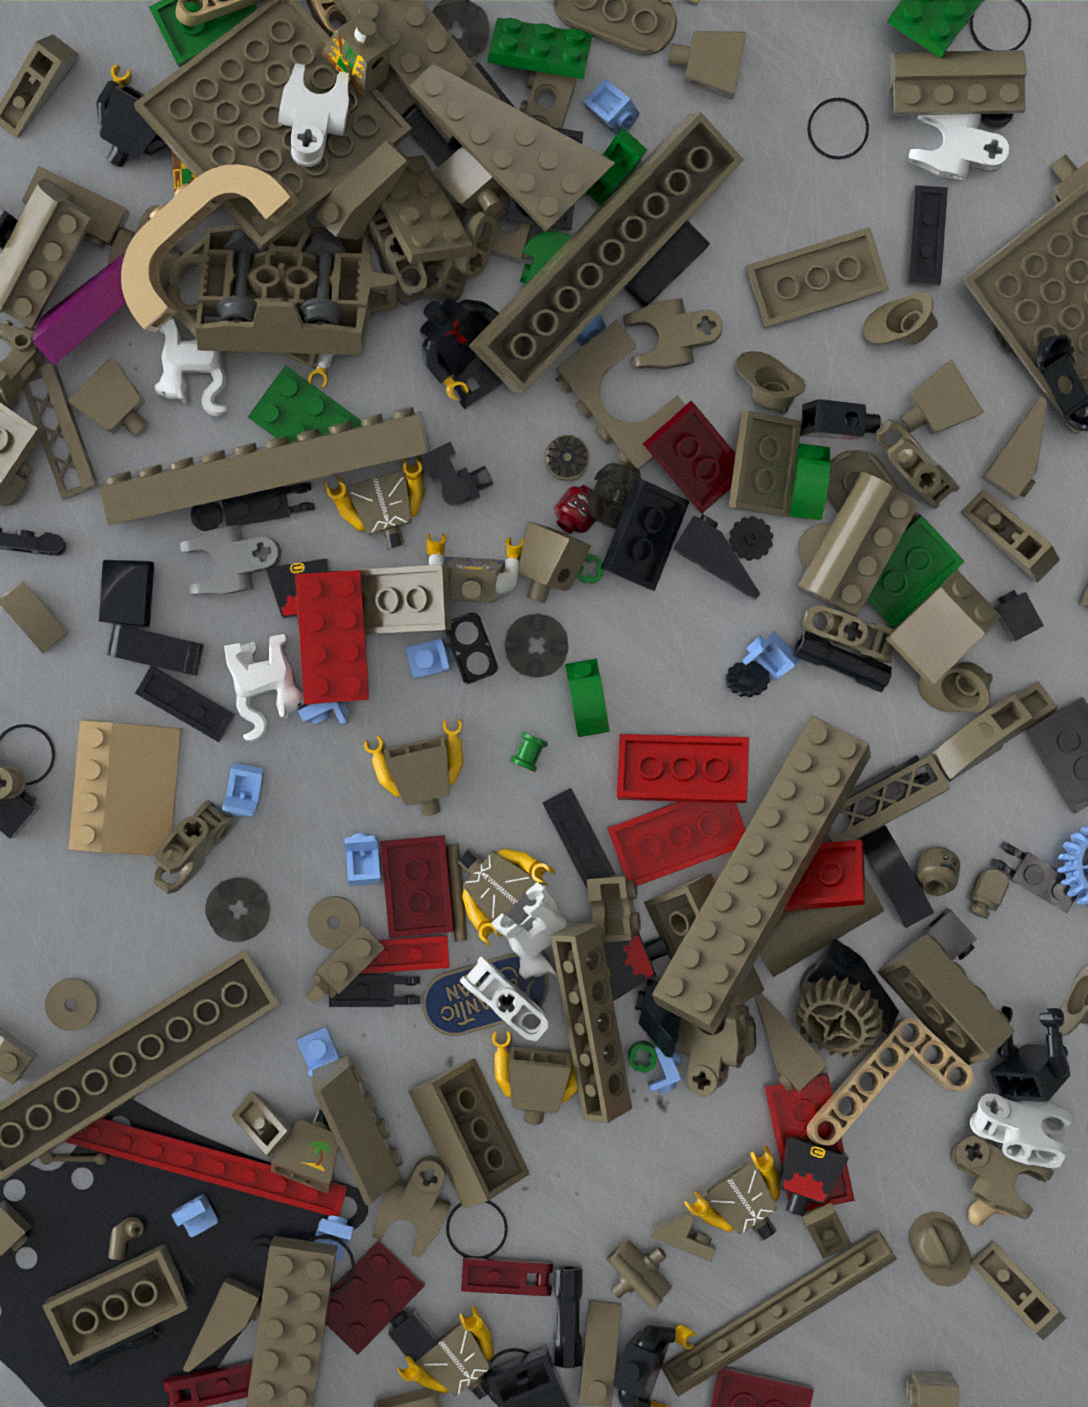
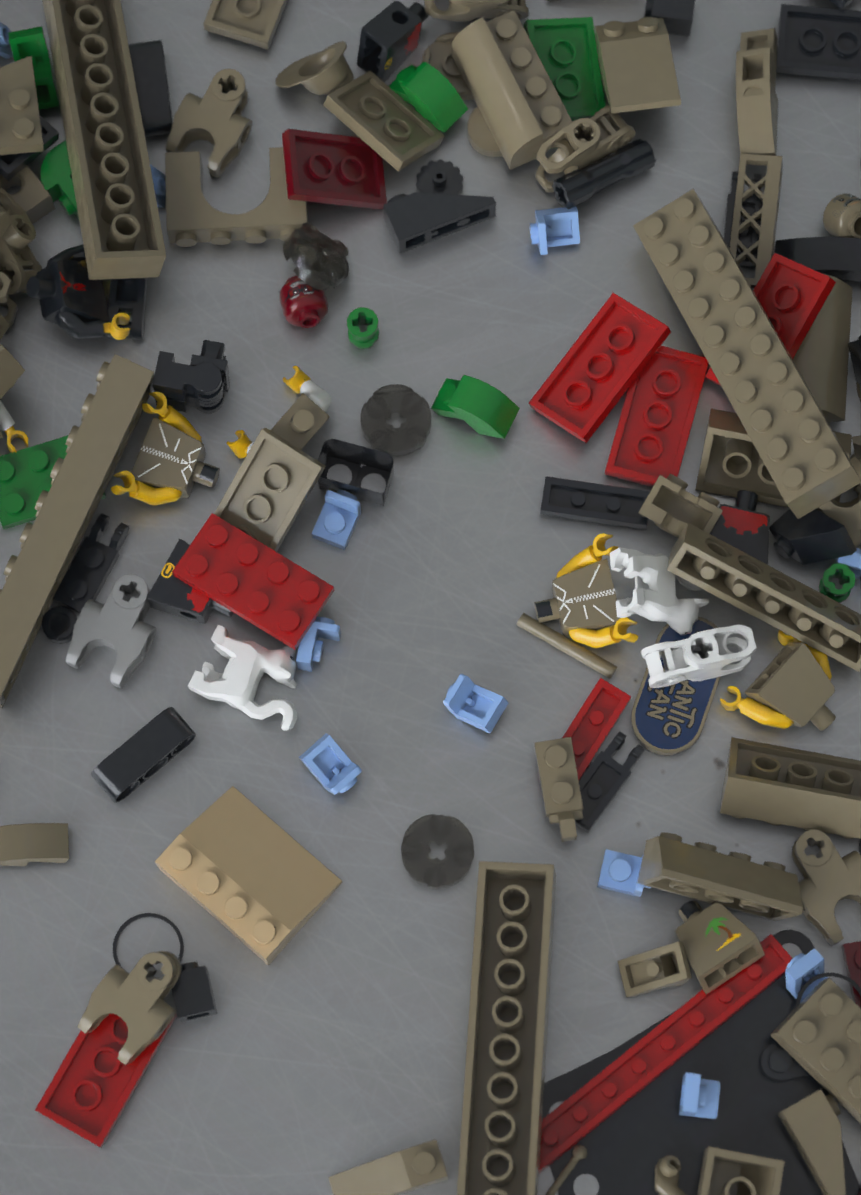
camera: 55 degrees left, 15 degrees down
(58, 1011) = (415, 1090): dark tan piece -> none
(126, 592) = (72, 741): black piece -> none
(185, 703) = (213, 763): black plate -> none
(191, 844) = (346, 845): dark tan piece -> none
(319, 917) = (508, 790): dark tan piece -> none
(417, 886) = (535, 674): dark red plate -> none
(420, 769) = (430, 593): dark tan torso -> none
(528, 751) = (485, 491): green bush -> none
(550, 560) = (329, 349): dark tan torso -> none
(567, 457) = (251, 281): dark tan wheel -> none
(645, 534) = (368, 258): black plate -> none
(747, 679) = (560, 263): black piece -> none
(959, 689) = (703, 93): dark tan piece -> none

